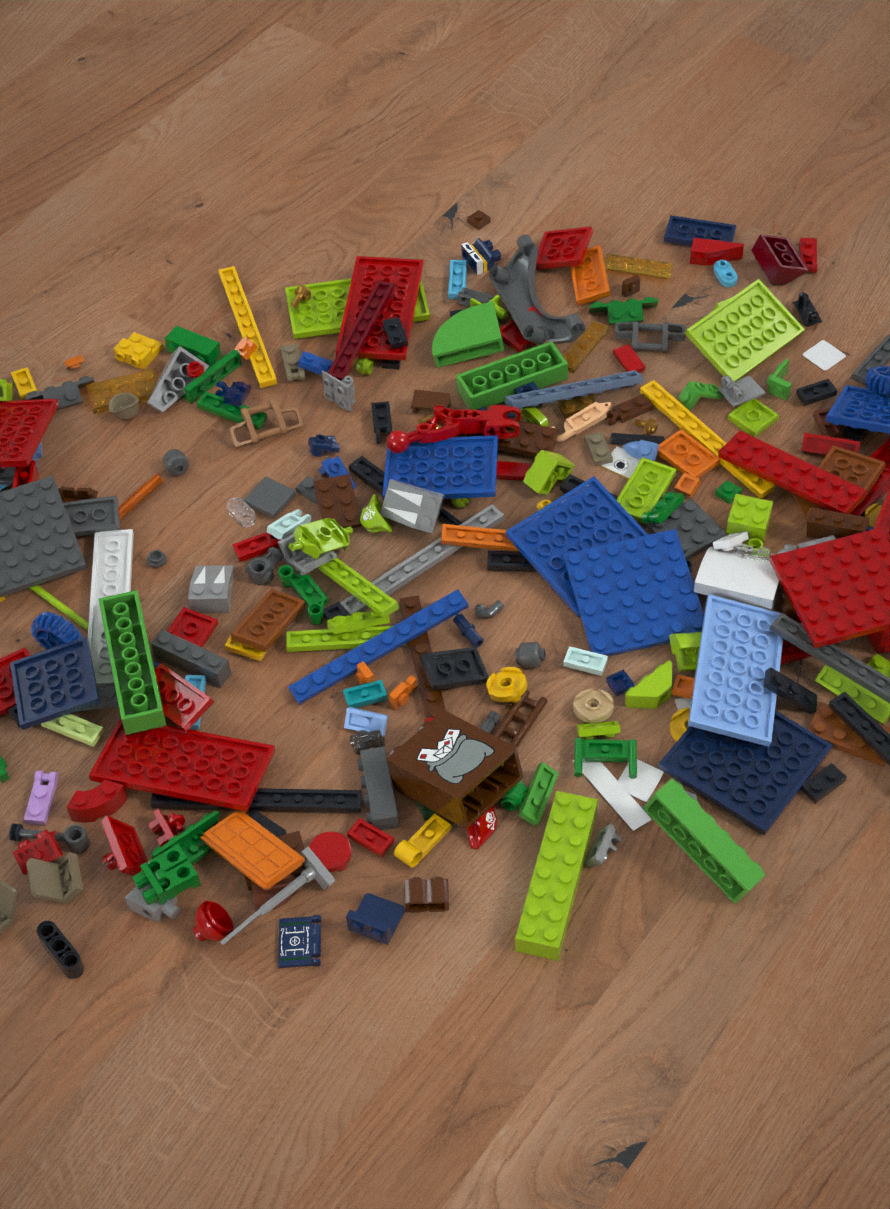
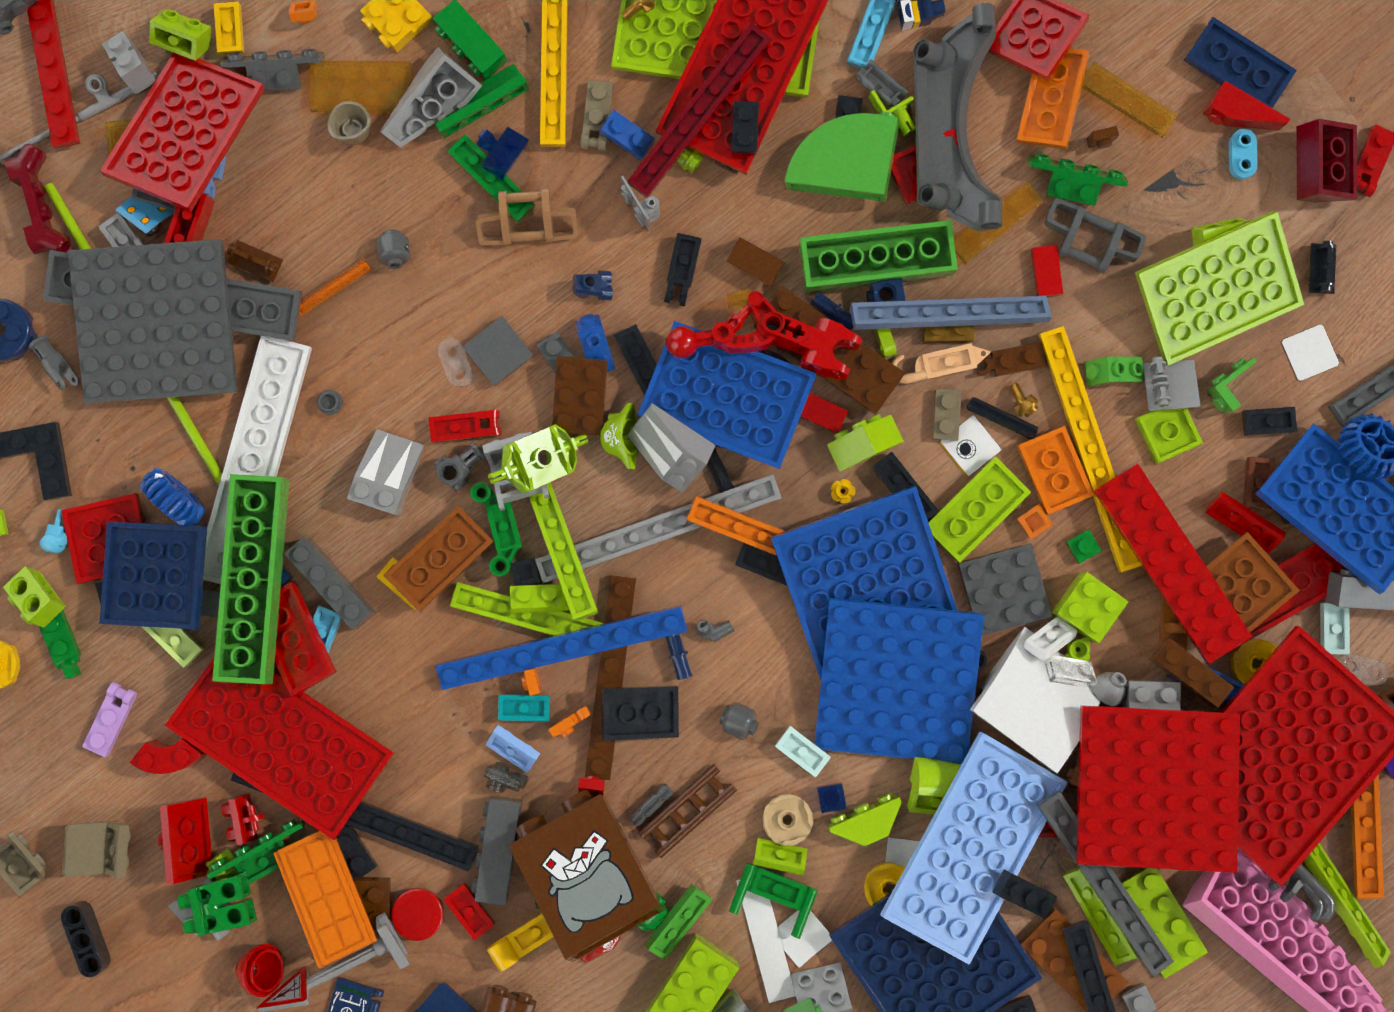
camera: 15 degrees right, 35 degrees up
(43, 848) = (86, 802): red bracket -> none
(69, 836) = (72, 762): dark grey piece -> none
(193, 626) = (343, 533): red plate -> none
(195, 369) = (458, 96): red plate -> none
(245, 348) = (538, 73): orange plate -> none
(287, 524) = (506, 414): light aqua hinge -> none
(509, 693) = (681, 758): yellow plate -> none
(642, 449) = (1000, 441): medium blue plate -> none
(663, 508) = (988, 554): green plate -> none
(683, 686) = (905, 830): orange plate -> none

